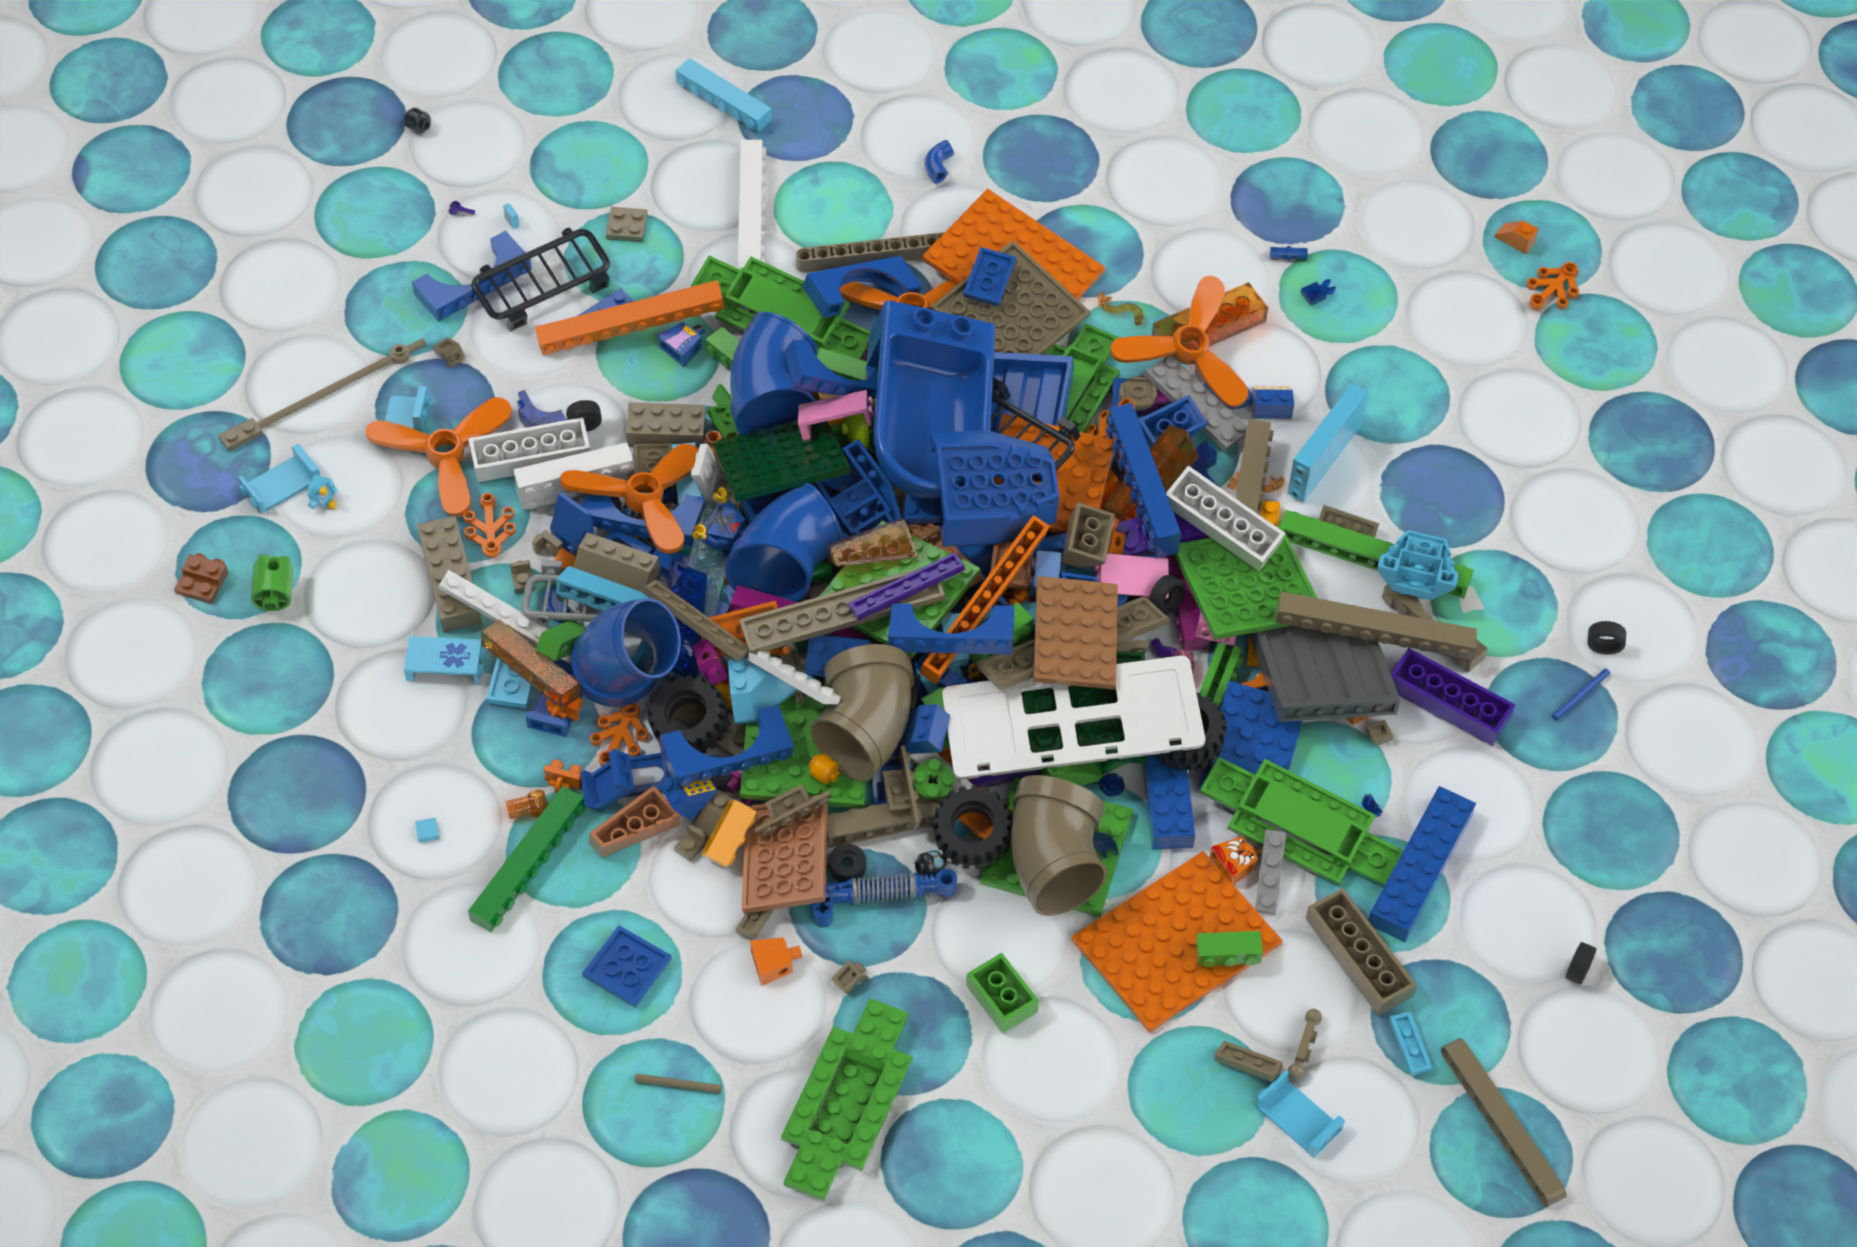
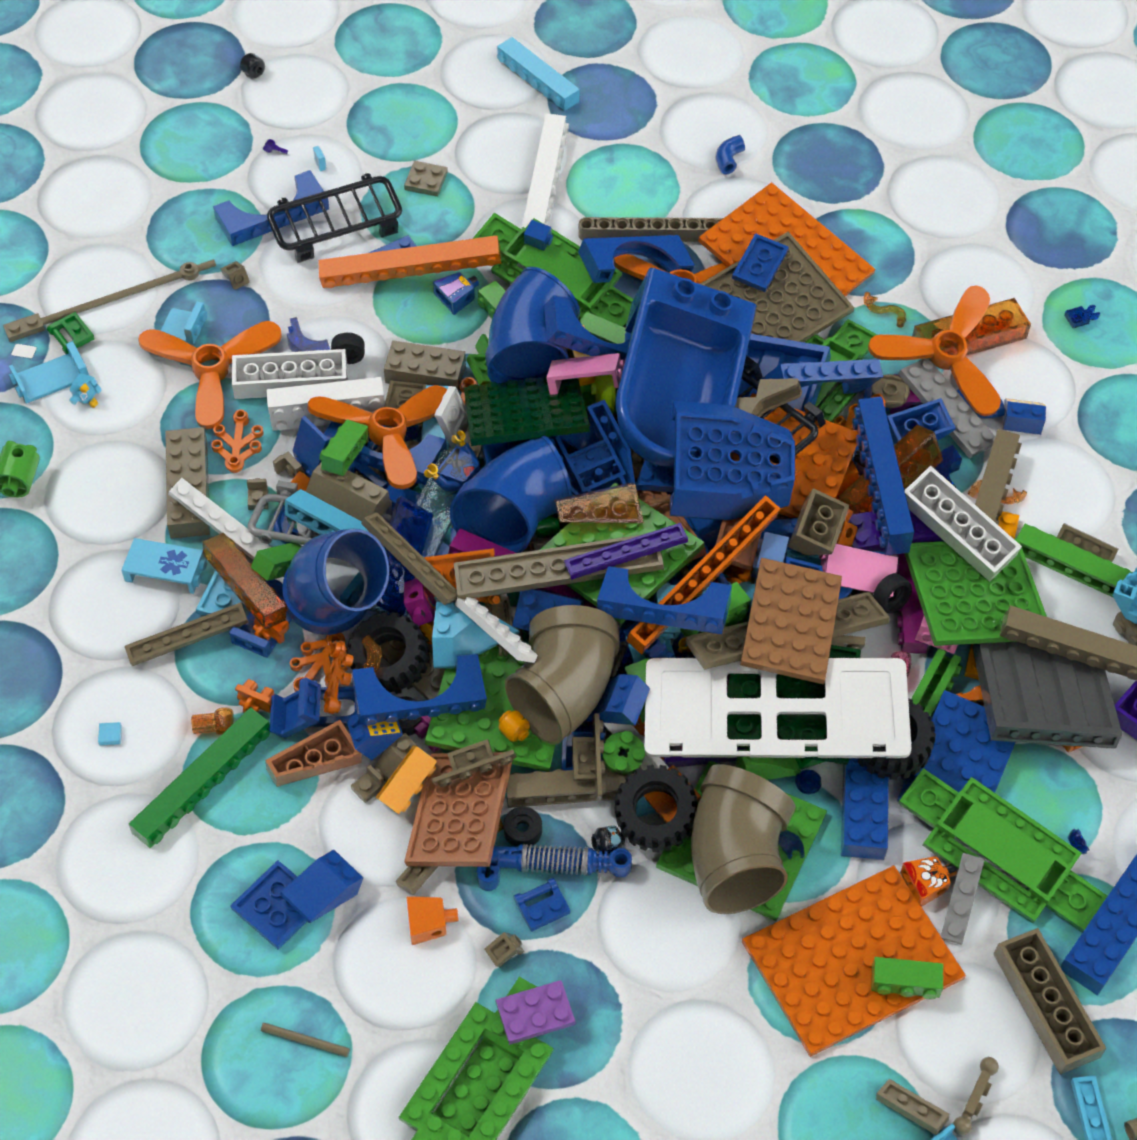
camera: 10 degrees right, 0 degrees up
(246, 459) = (24, 351): none -> white sticker
(295, 429) = (75, 329): none -> green plate
(482, 724) = (186, 634): none -> dark tan plate
(606, 519) = (344, 447): none -> bright green brick
(640, 741) = (336, 673): none -> orange plant
(668, 942) = (323, 886): none -> blue slope
(677, 717) = (374, 653): none -> clear orange arm
(760, 275) = (538, 235): none -> blue brick
(881, 937) = (544, 910): none -> blue plate
(891, 1026) = (535, 1012): none -> medium lavender plate
(1002, 992) = (659, 991): bright green brick -> none
(1022, 414) = (770, 395): none -> dark tan arch
(1099, 382) = (854, 374): none -> blue arch
(1162, 651) = (879, 650): dark purple arm -> none
(1288, 253) = (1057, 276): blue pin -> none
(1327, 442) = (1075, 461): medium azure brick -> none
(1379, 732) = (1095, 764): dark tan plate -> none

